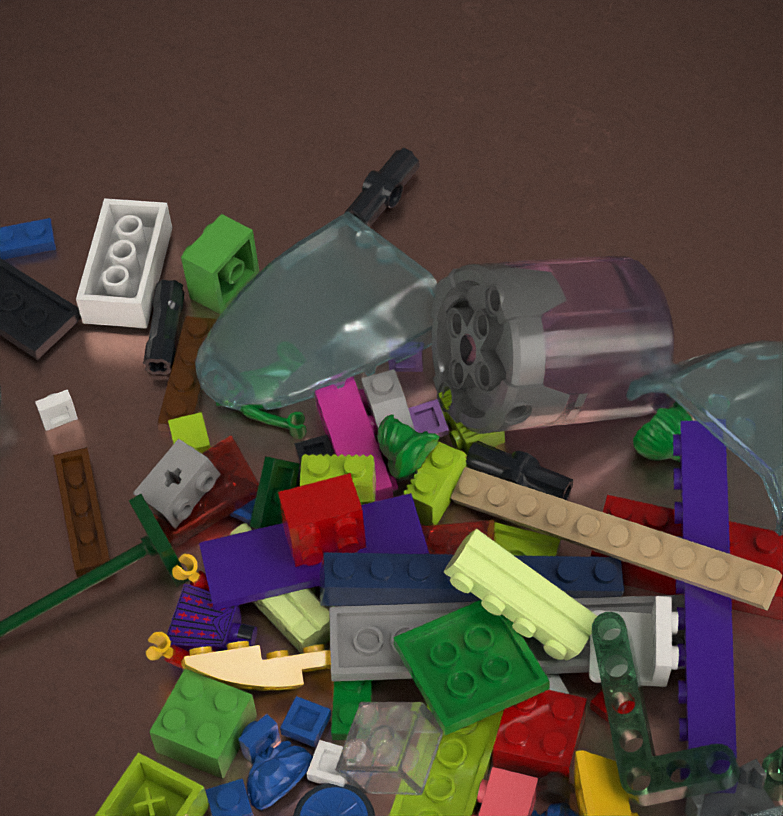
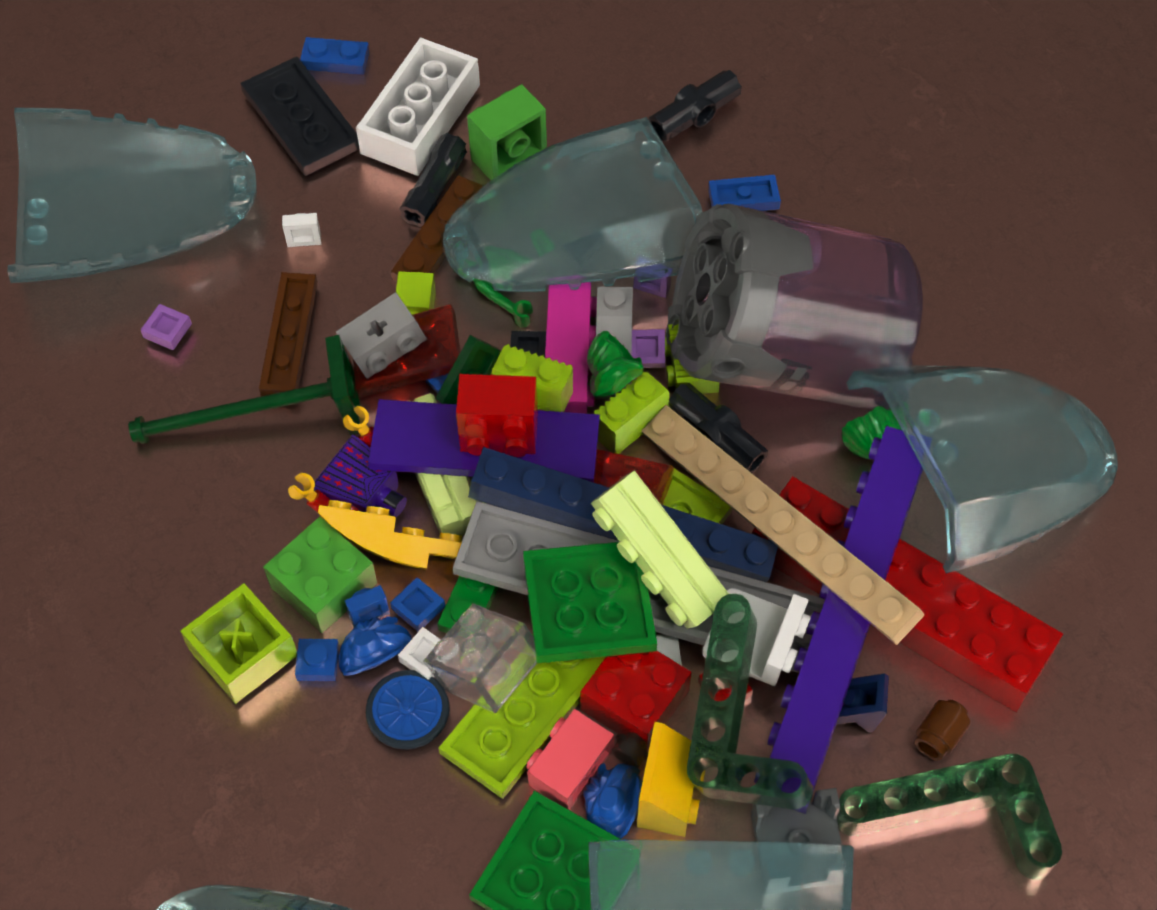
camera: 15 degrees right, 5 degrees up
(461, 252) = (750, 192): none -> blue plate
(753, 673) = (866, 701): none -> dark blue slope

